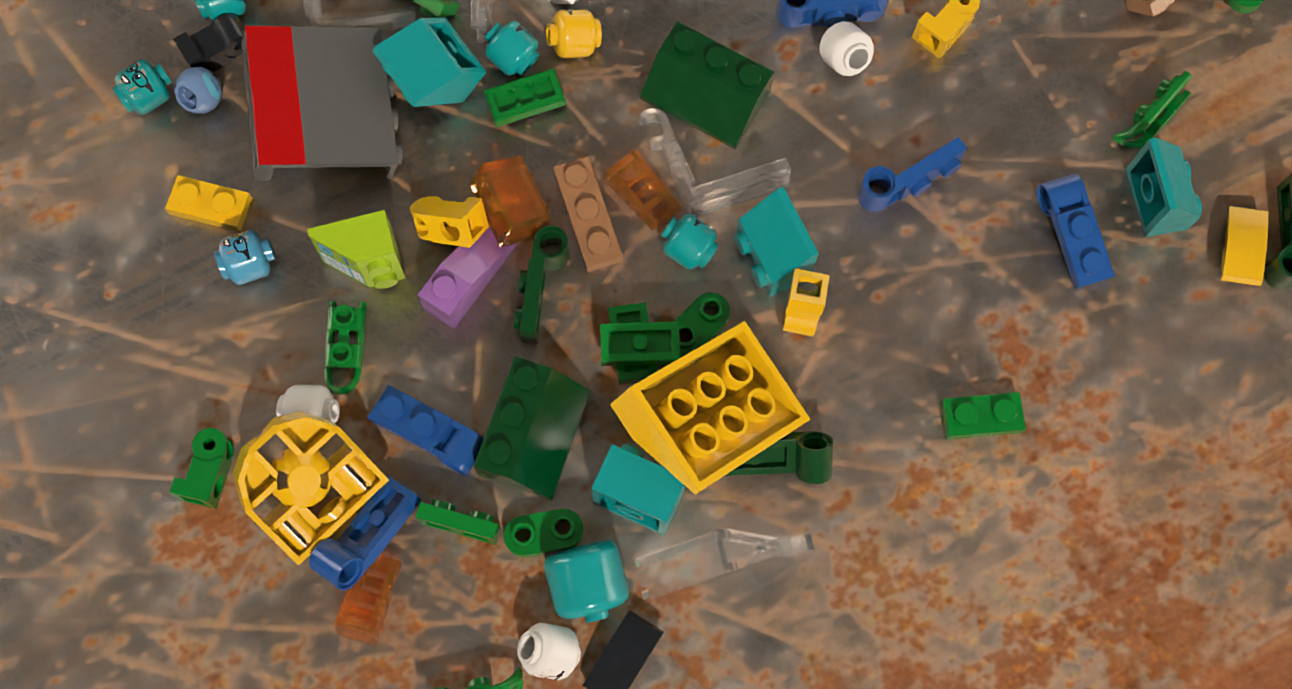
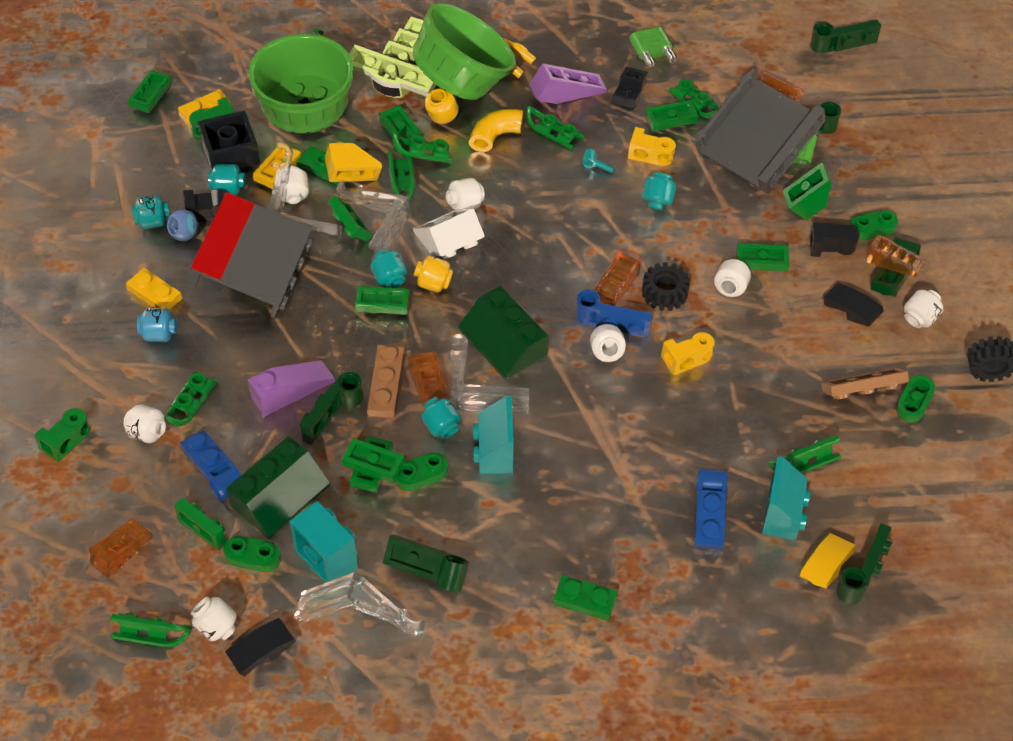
camera: 25 degrees right, 20 degrees down
(304, 464) = (111, 460): yellow connector -> none
(361, 249) = (229, 343): lime slope -> none
(366, 537) = (137, 509): blue plate -> none
(430, 63) = (331, 257): teal slope -> none
(449, 220) = (294, 349): yellow leg -> none
(510, 200) = (338, 350): clear orange brick -> none
(586, 580) = (261, 585): teal head -> none
(711, 409) = (395, 507): yellow slope -> none
(805, 306) = (494, 481): yellow leg -> none
(911, 181) = (611, 435): blue plate -> none

